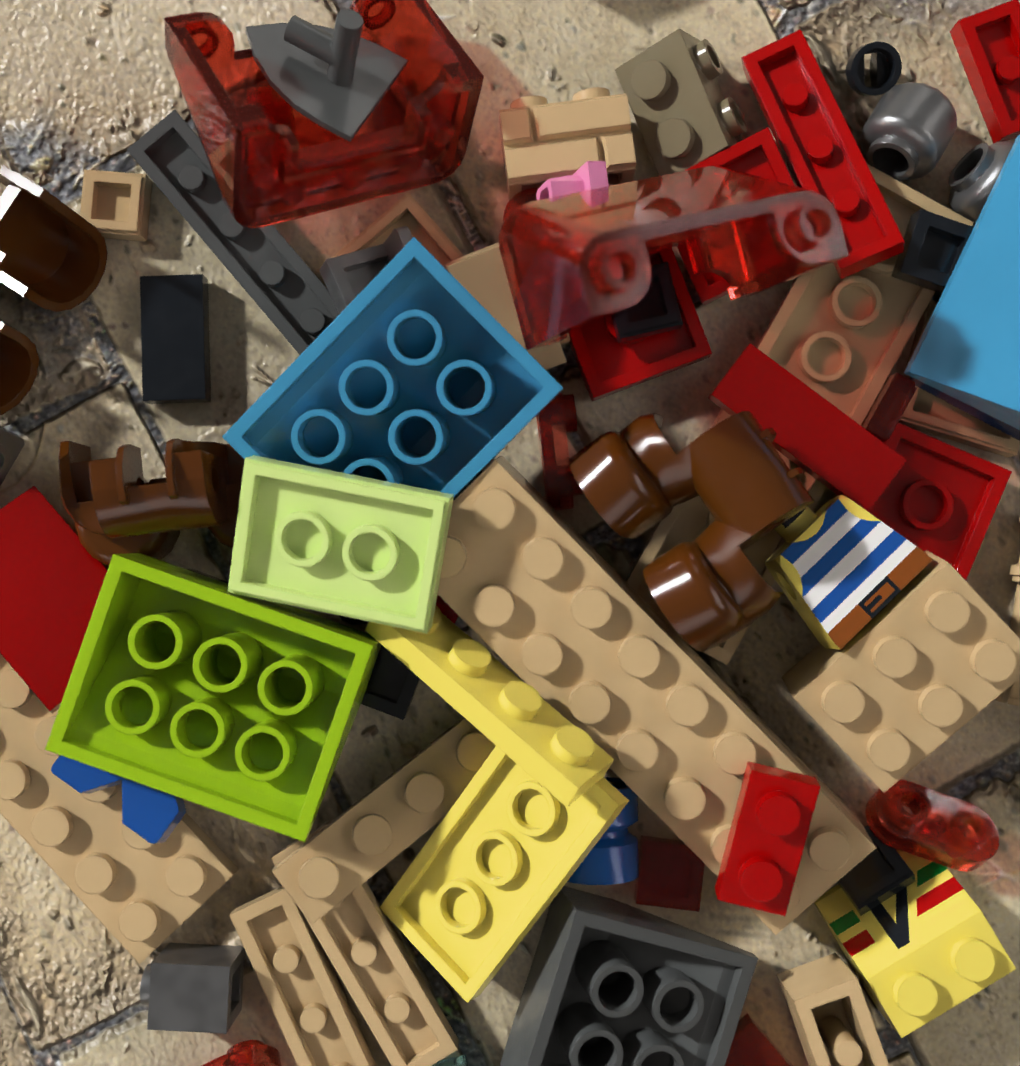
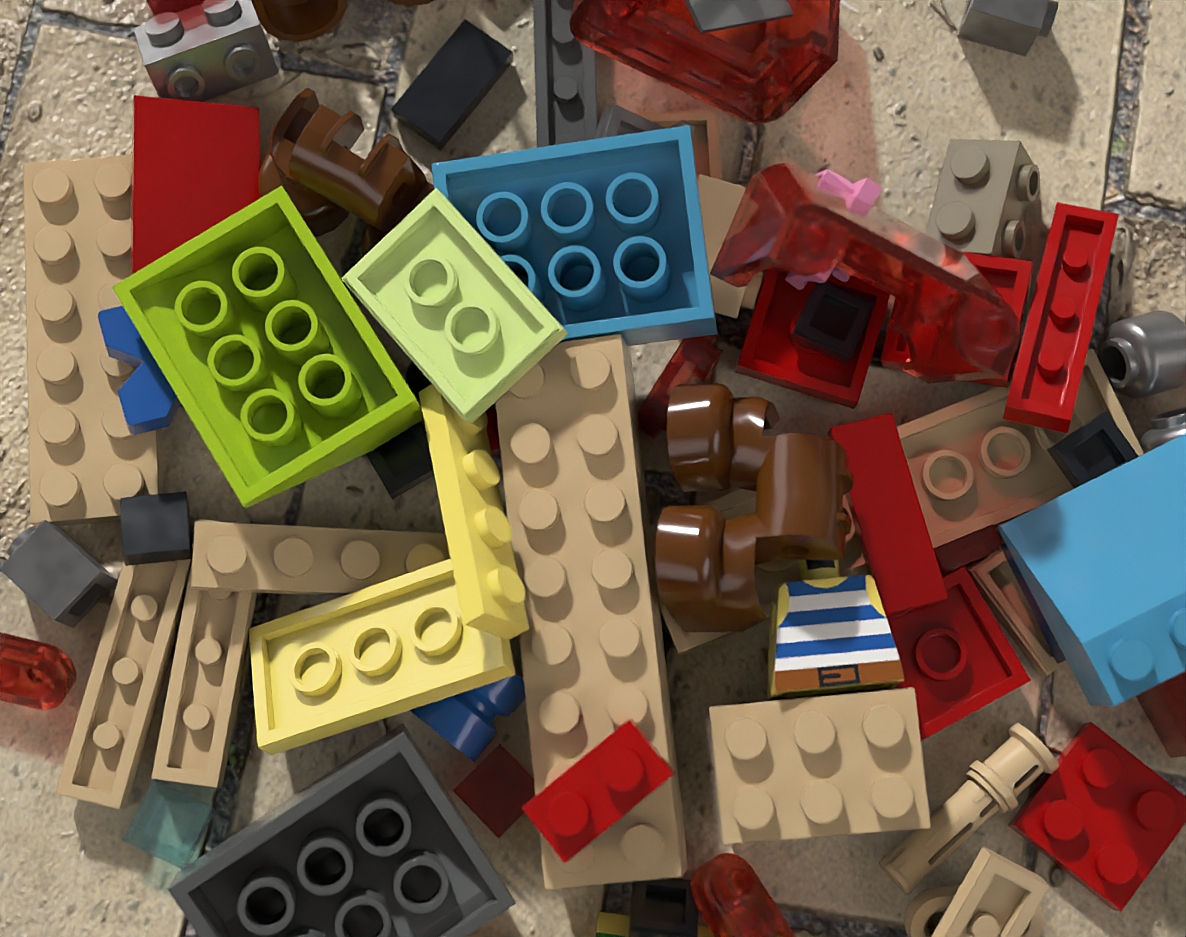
camera: 30 degrees right, 10 degrees down
(243, 895) = (155, 528): none -> black tile
(559, 137) = (859, 147): tan brick -> none
(884, 69) = (1166, 295): black hinge -> none

